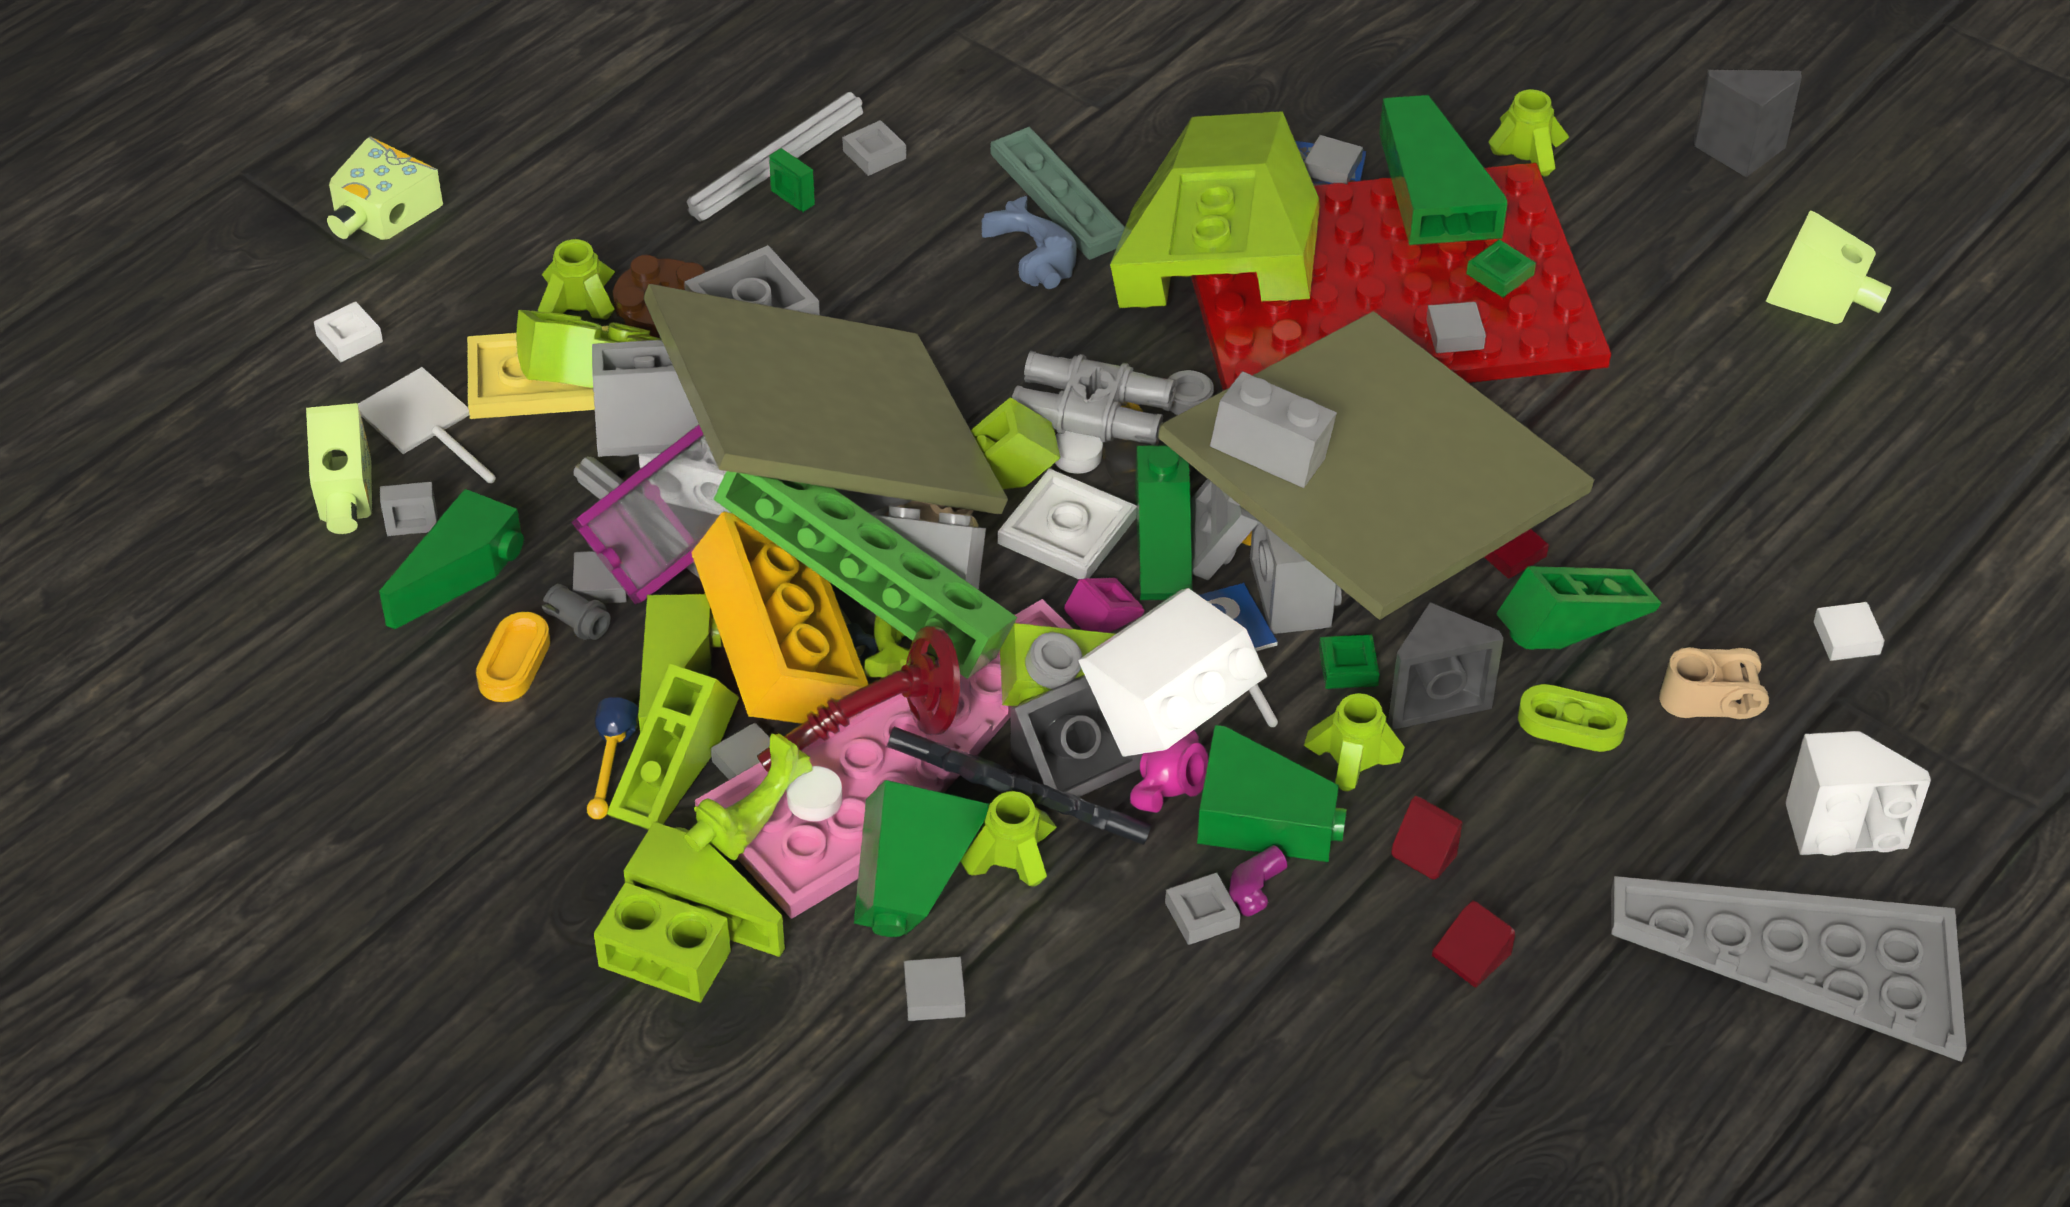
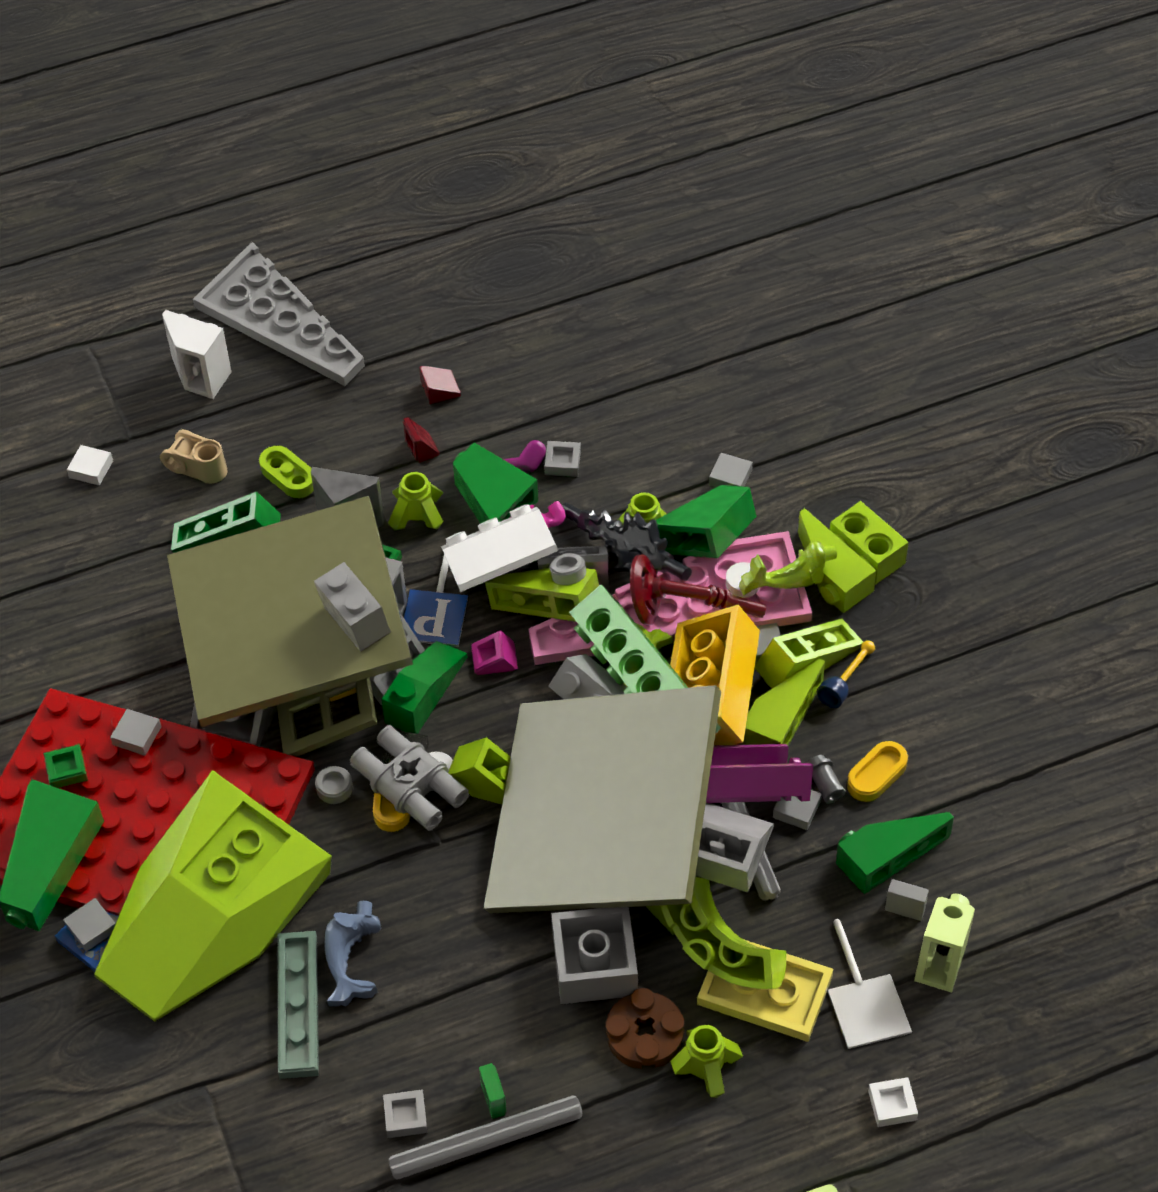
camera: 150 degrees left, 5 degrees up
(1067, 524) = (477, 714): white tile -> none

